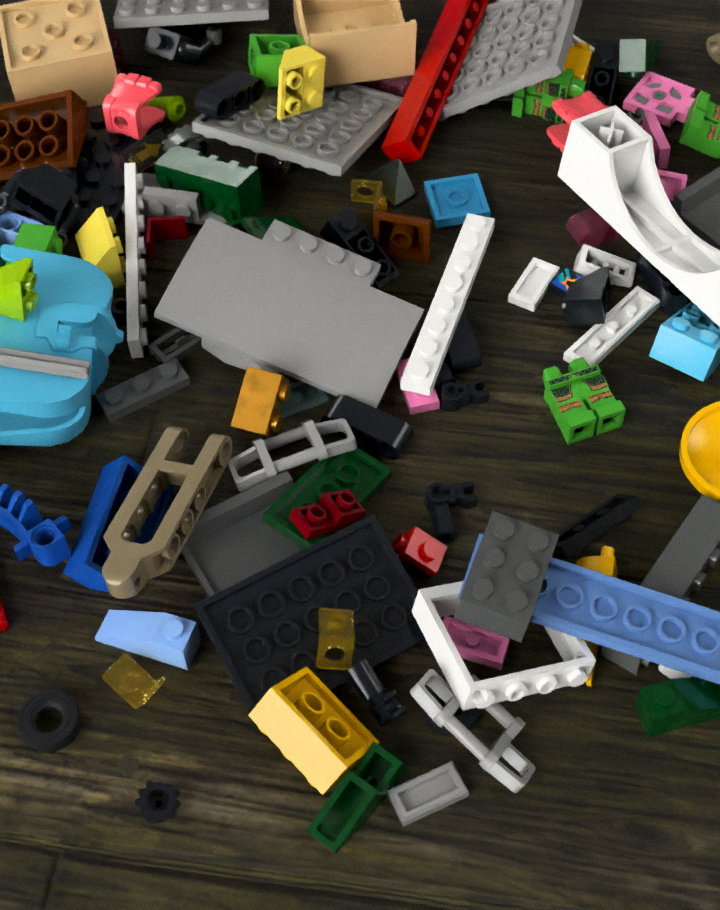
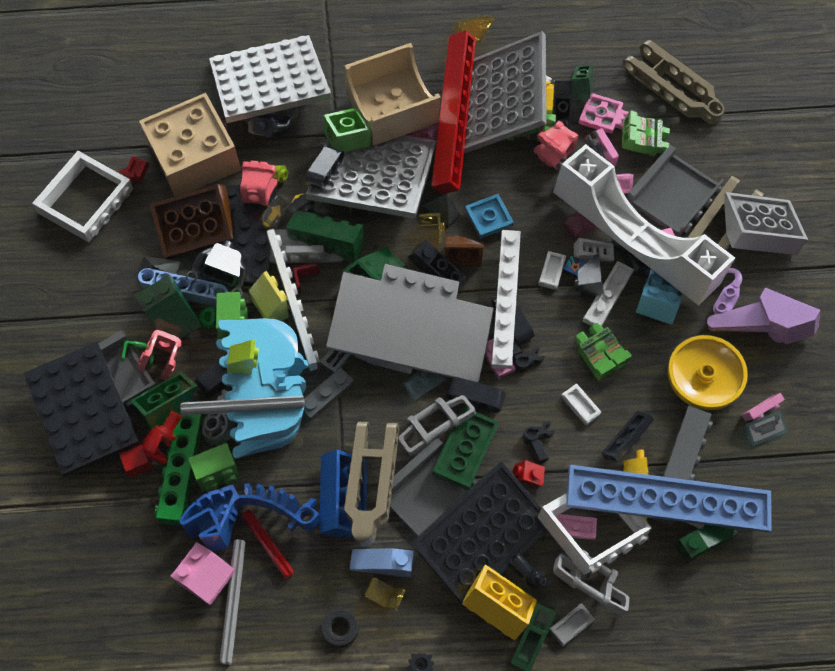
camera: 15 degrees left, 10 degrees up
(261, 402) = (407, 393): pearl gold brick -> none
(300, 81) = (370, 149): light yellow slope -> none
(330, 514) = (471, 464): dark red slope -> none
(335, 630) = (499, 541): clear yellow bracket -> none
(506, 576) = (594, 491): dark grey brick -> none
(530, 470) = (581, 404): none -> white tile

